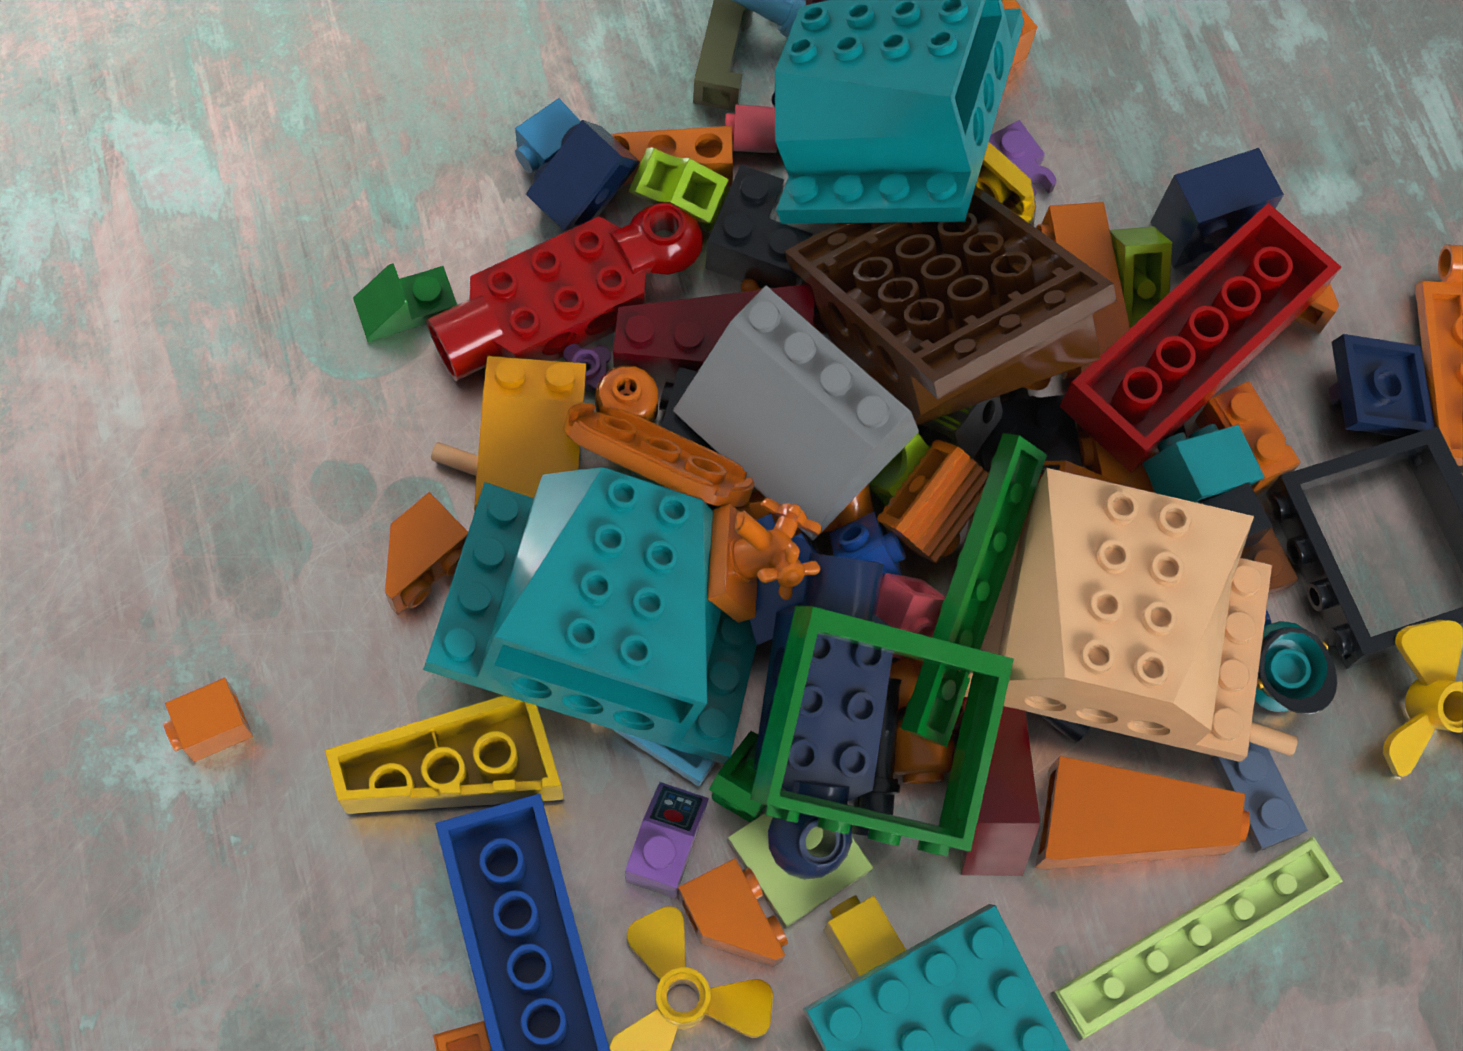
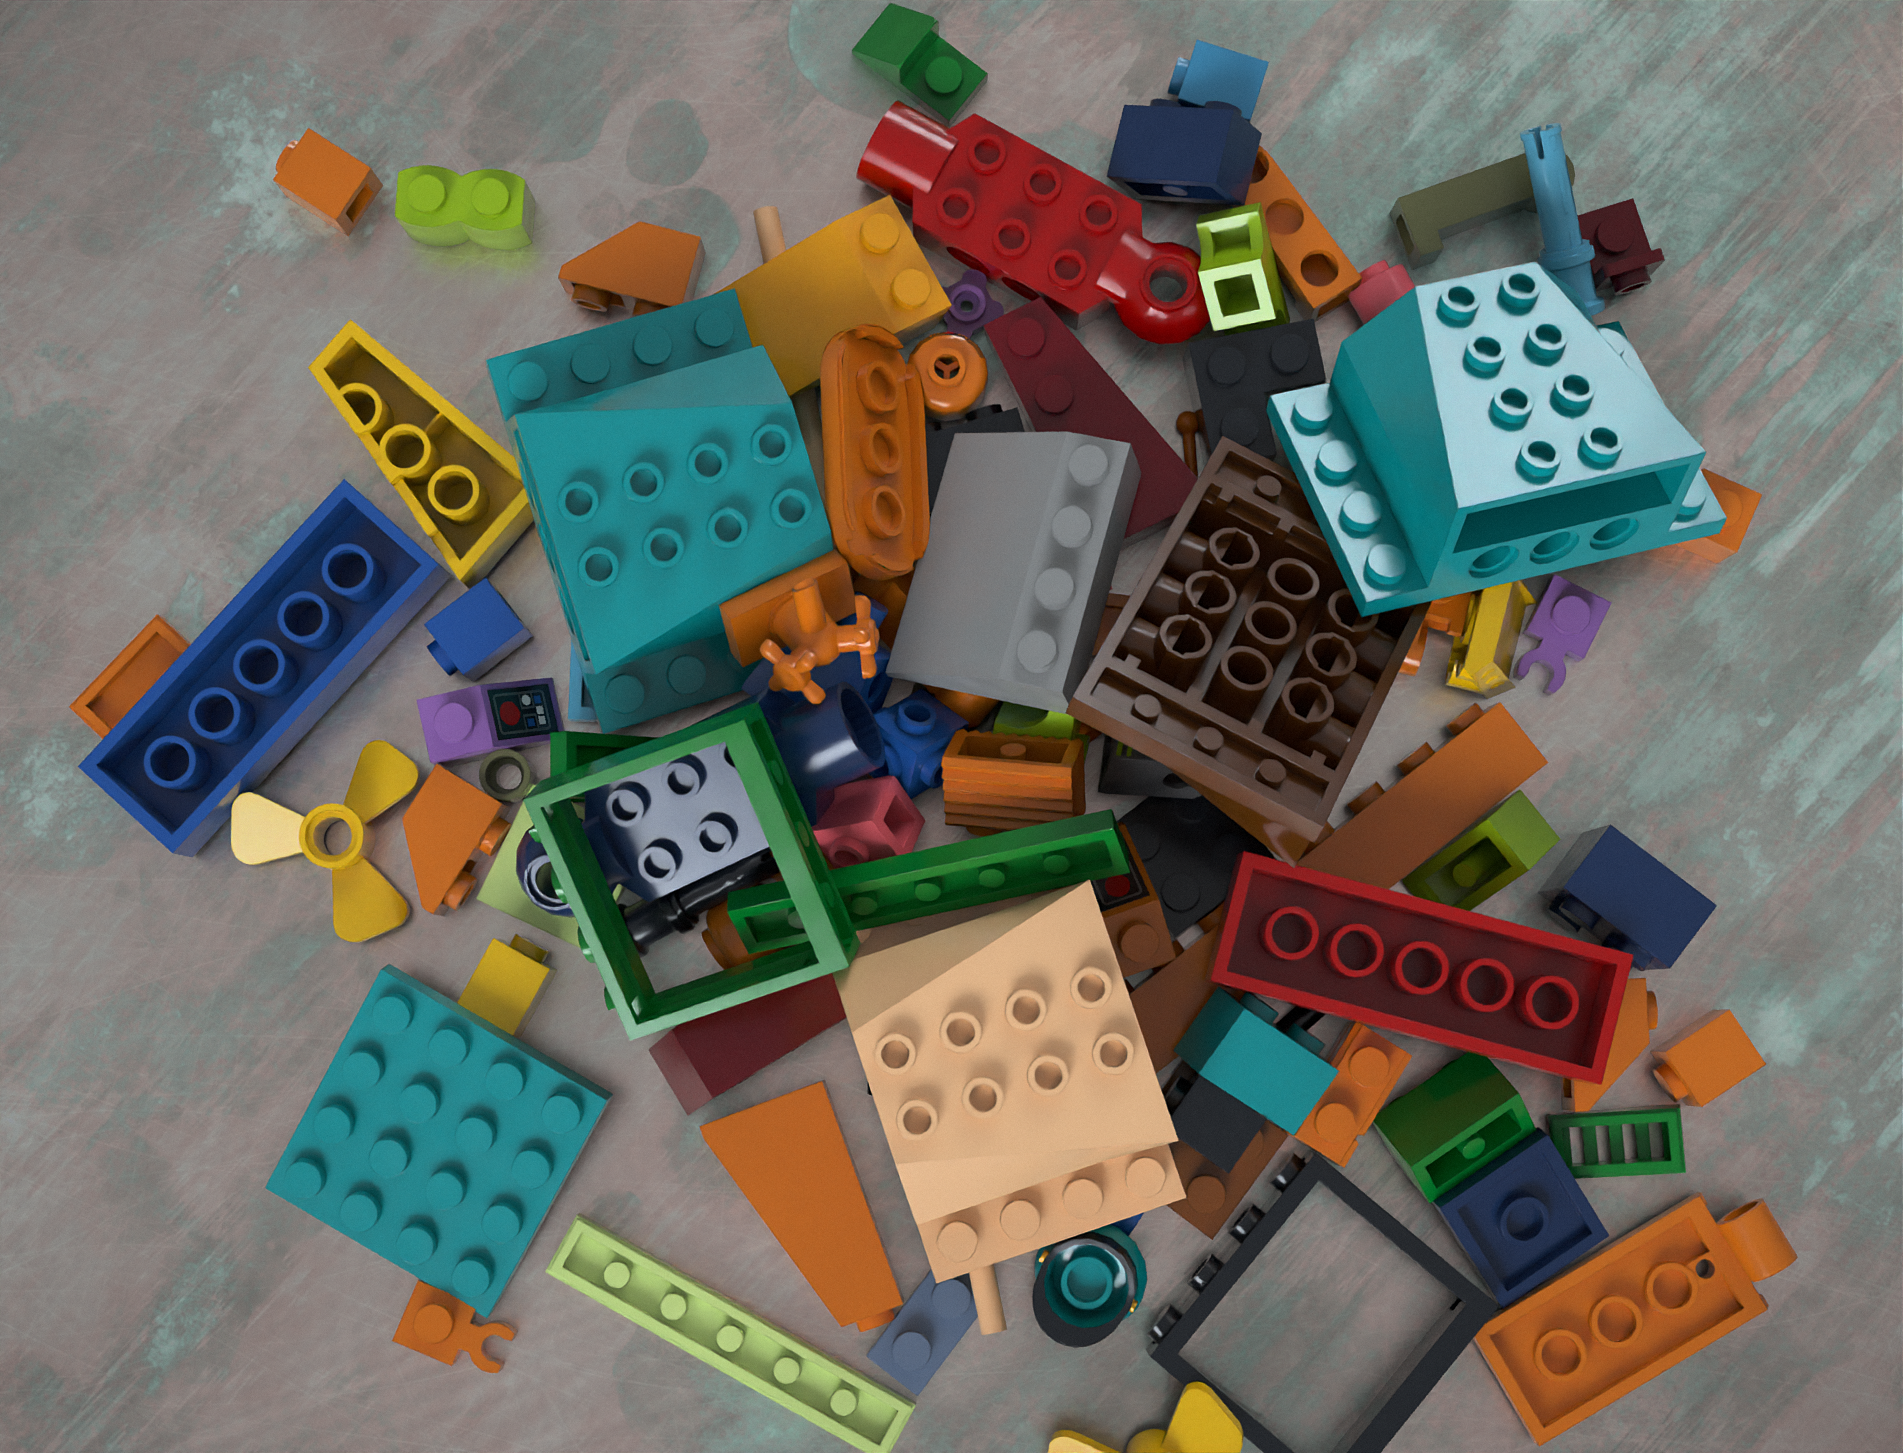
camera: 65 degrees right, 15 degrees up
(286, 646) = (452, 209): none -> lime brick
(599, 806) = (476, 632): none -> blue brick
(712, 835) = (493, 766): none -> olive hose
(1303, 387) = (1453, 1124): none -> green brick
(1338, 226) = (1705, 1059): none -> orange brick
(1375, 277) = (1645, 1164): none -> green slope

